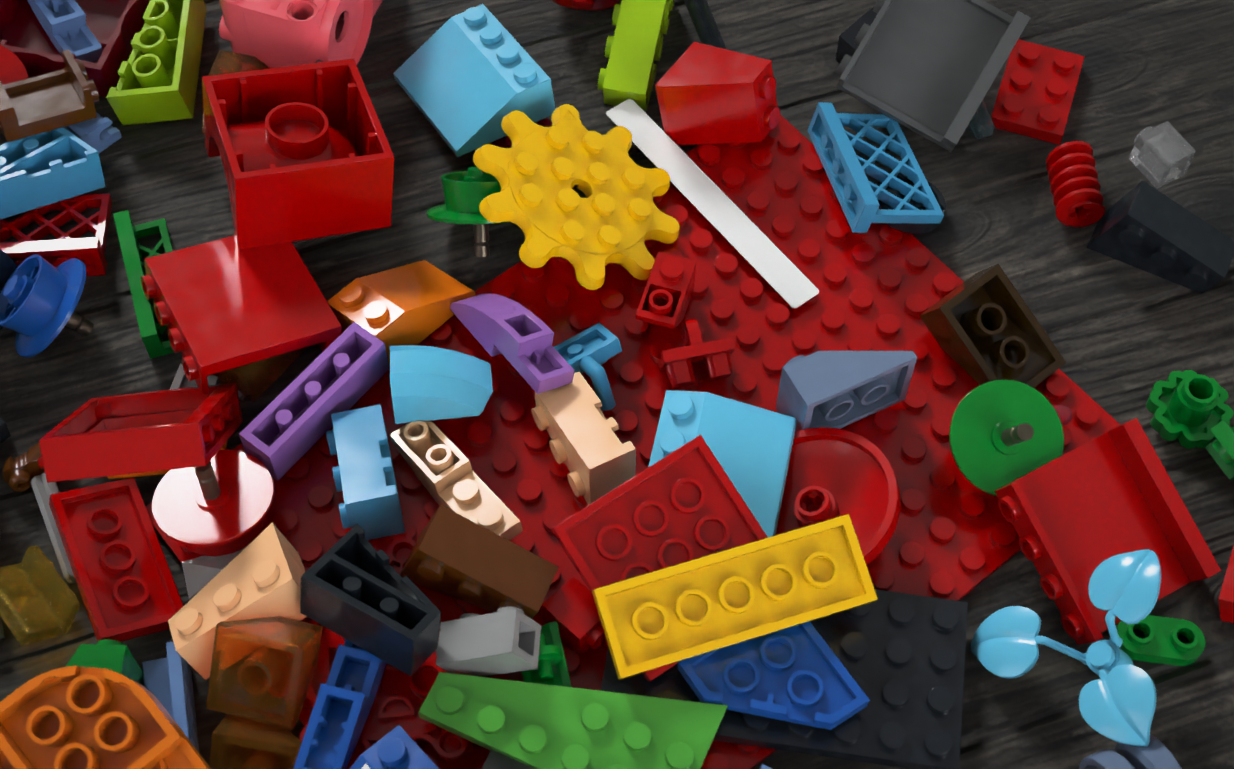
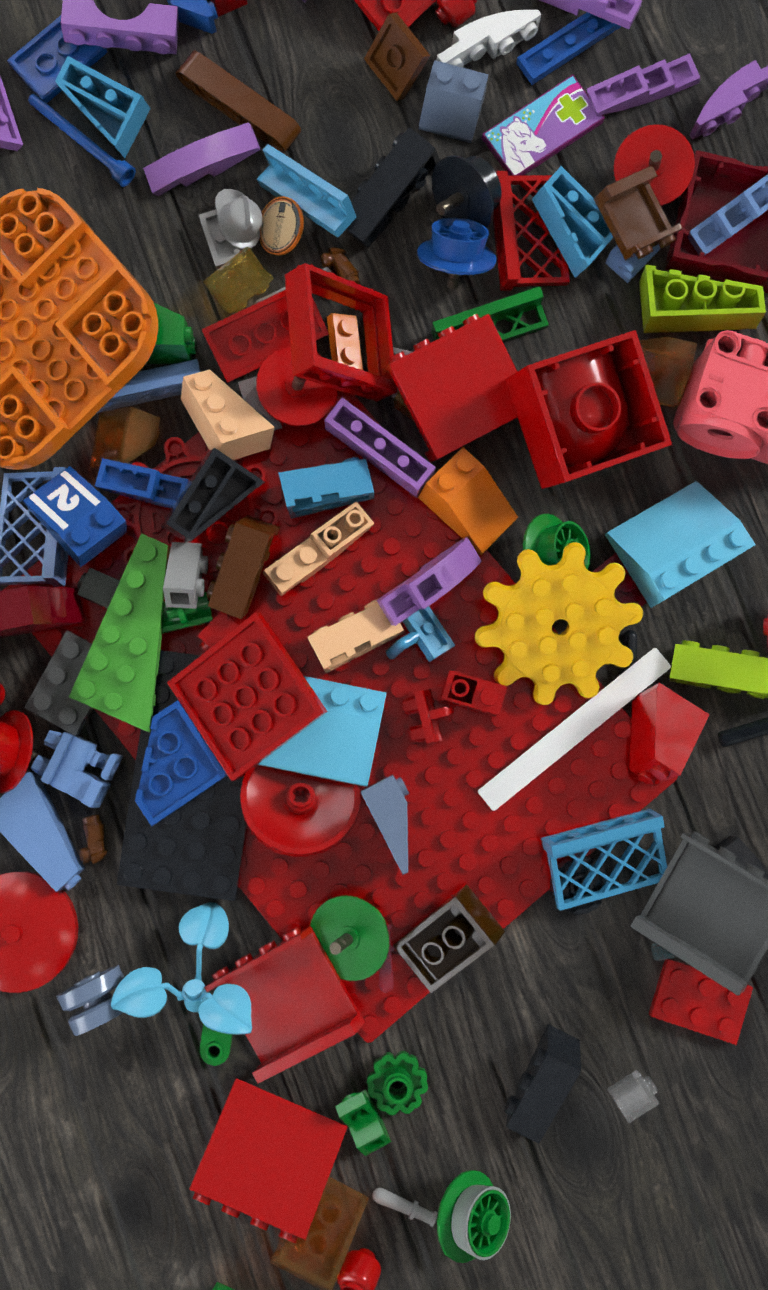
camera: 85 degrees right, 25 degrees up
(263, 668) = (175, 434): clear orange slope -> none
(437, 383) = (395, 530): medium azure slope -> none
(733, 596) = (214, 737): yellow plate -> none
(1075, 184) = (599, 1018): red piece -> none

